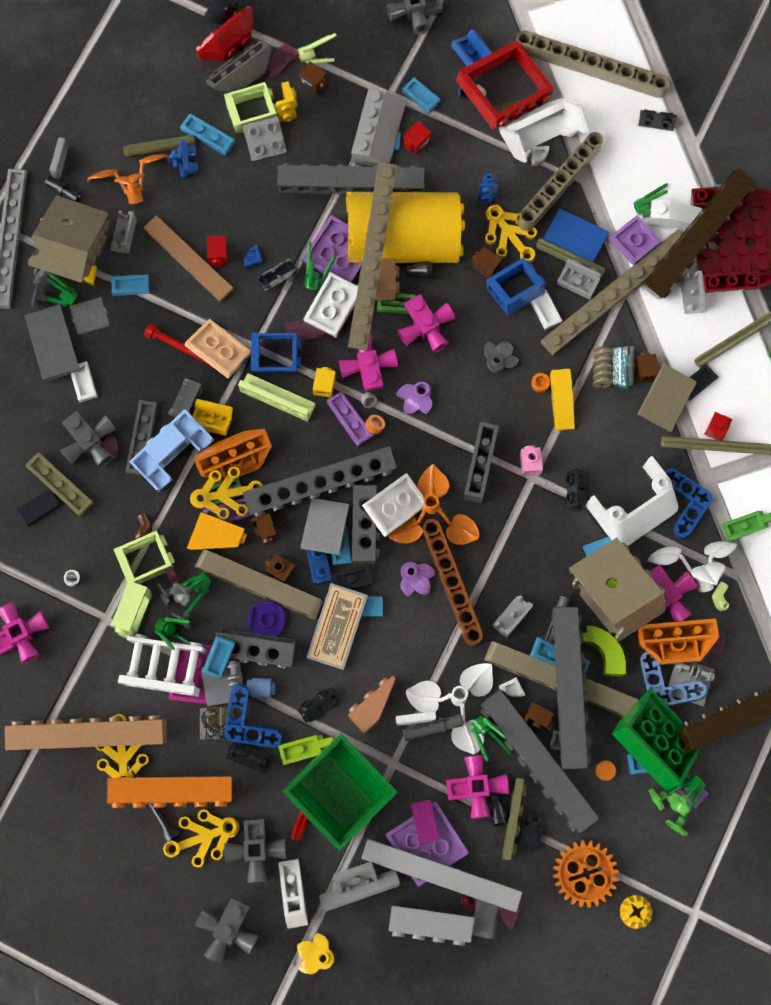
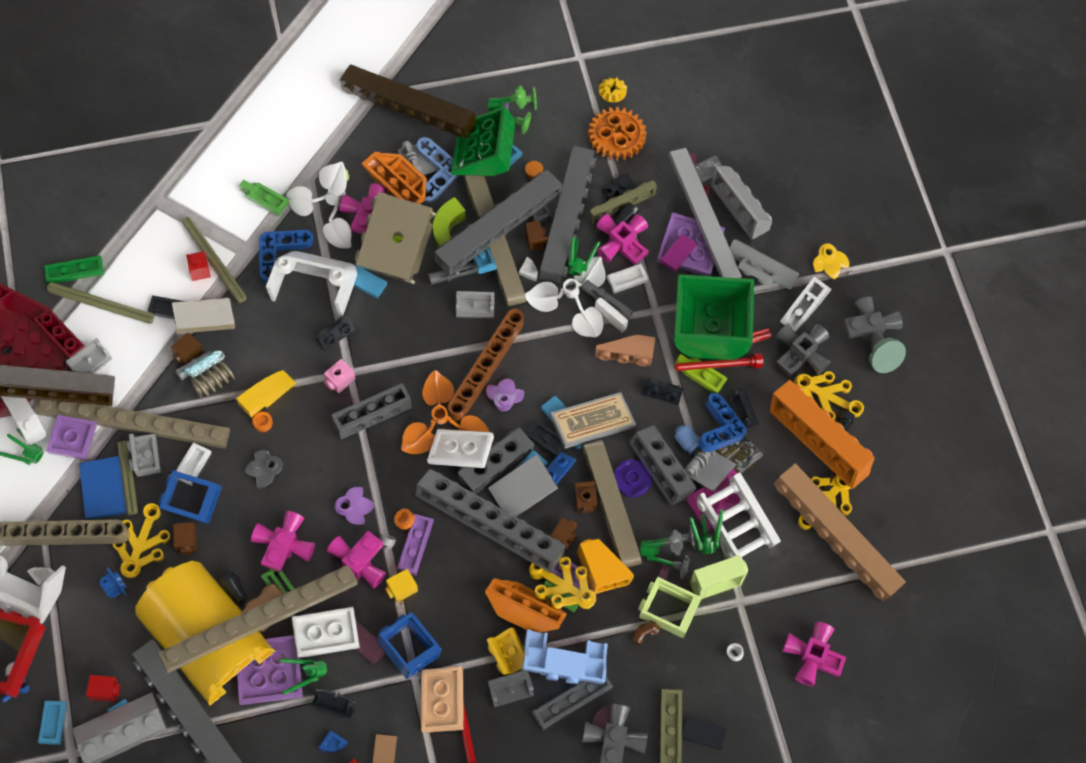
camera: 135 degrees left, 10 degrees down
(190, 916) = (887, 355): none -> sand green tile
(218, 656) = (694, 480): dark azure tile -> none
(277, 397) = (445, 616): yellowish green fence -> none
(280, 801) = (754, 361): none -> red piece
(439, 764) = (627, 278): none -> white tile

